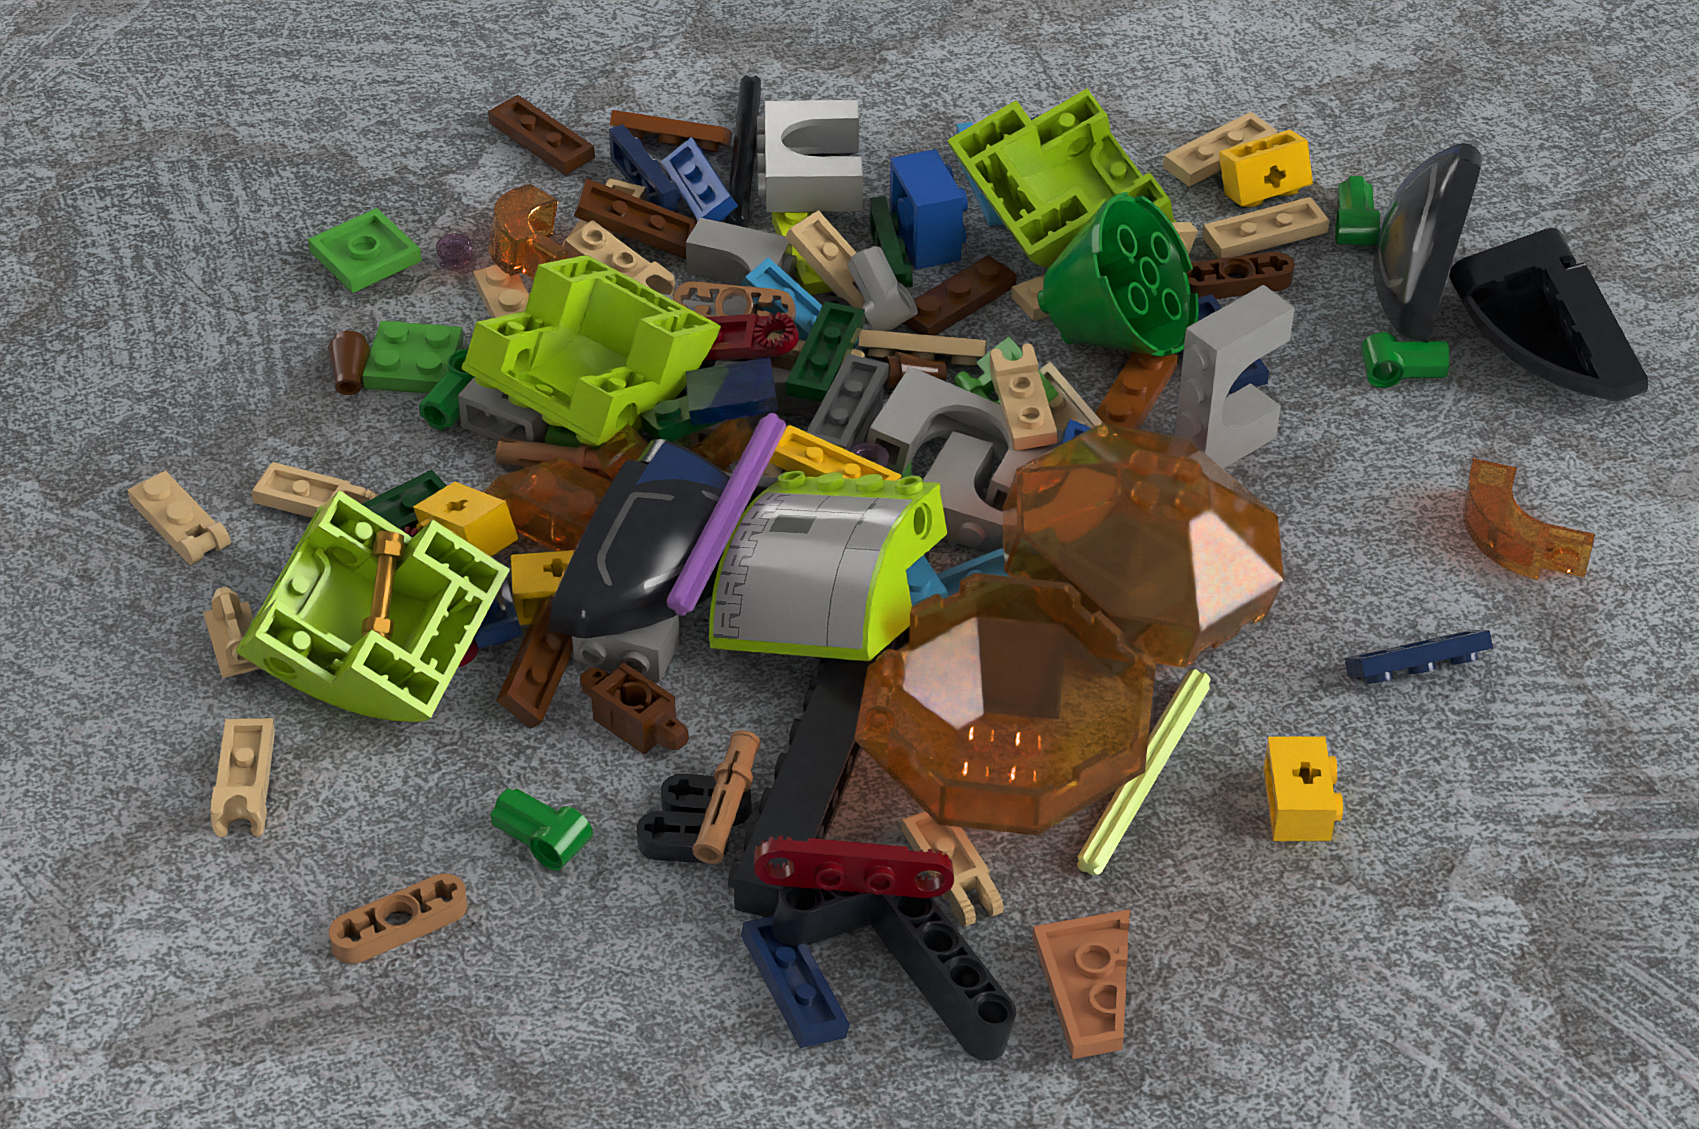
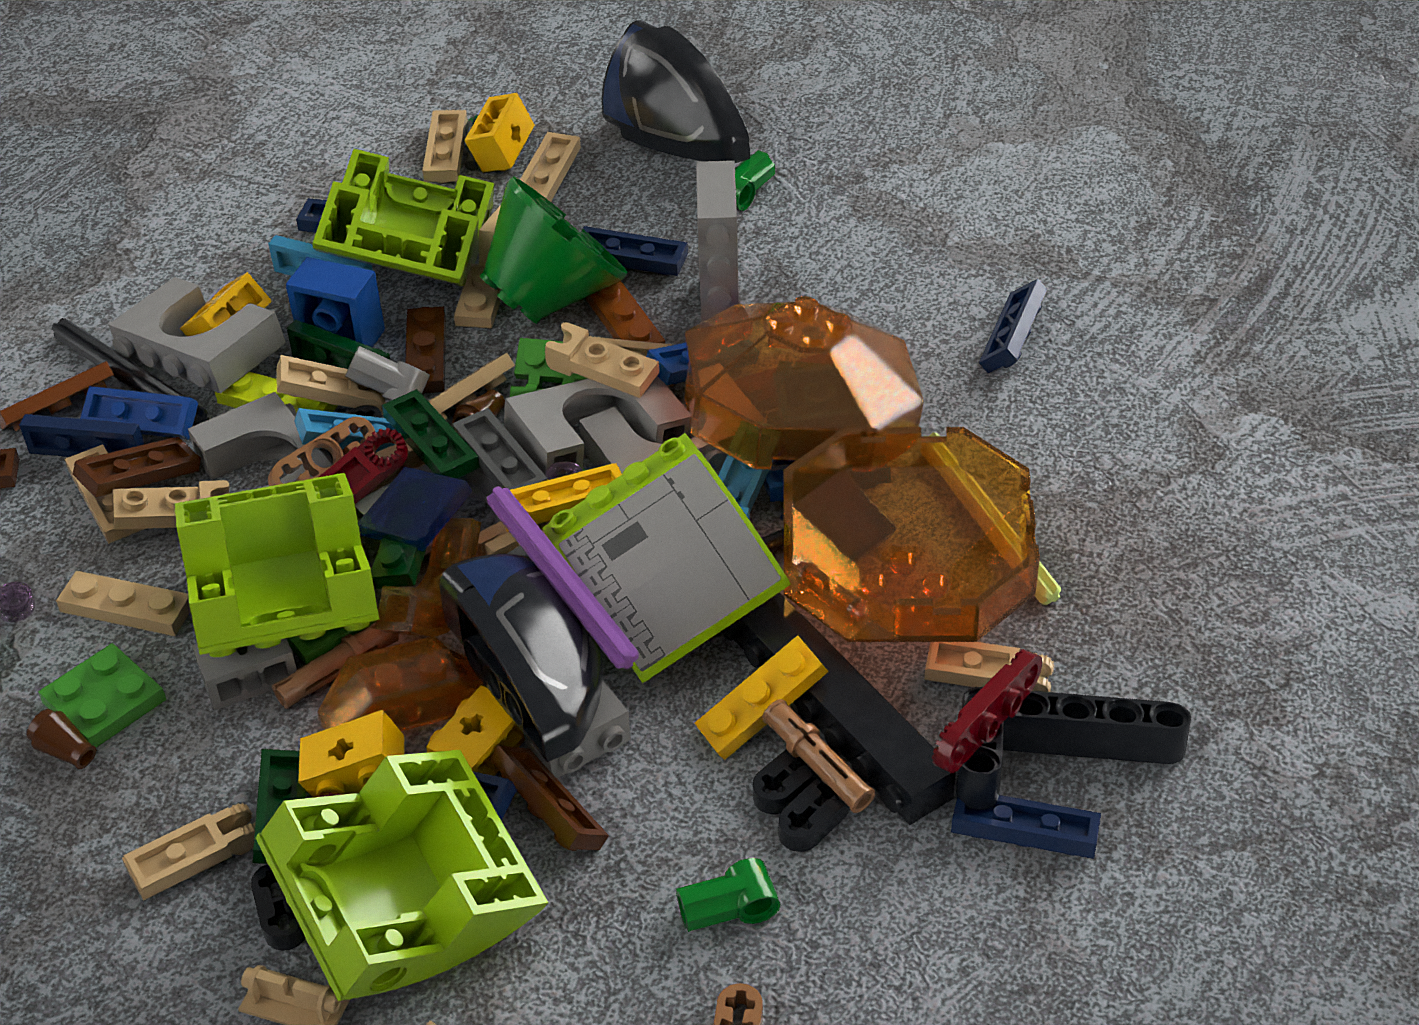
camera: 50 degrees left, 0 degrees up
(178, 517) = (100, 966): tan plate -> none
(388, 549) = (366, 812): pearl gold bar -> none
(441, 404) = (183, 684): green piece -> none
(521, 231) = (74, 550): clear orange arch -> none
(634, 708) = (658, 766): reddish brown piece -> none
(774, 723) = (741, 711): none -> yellow plate
(874, 148) = (225, 304): none -> yellow brick
(1087, 978) = (1156, 656): nougat wing -> none
(1271, 269) = (572, 197): reddish brown beam -> none
(1301, 788) = (1082, 448): yellow brick -> none
(1356, 219) = (591, 127): green piece -> none
(1512, 535) = (939, 226): clear orange arch -> none
(1549, 316) = (802, 92): black panel -> none

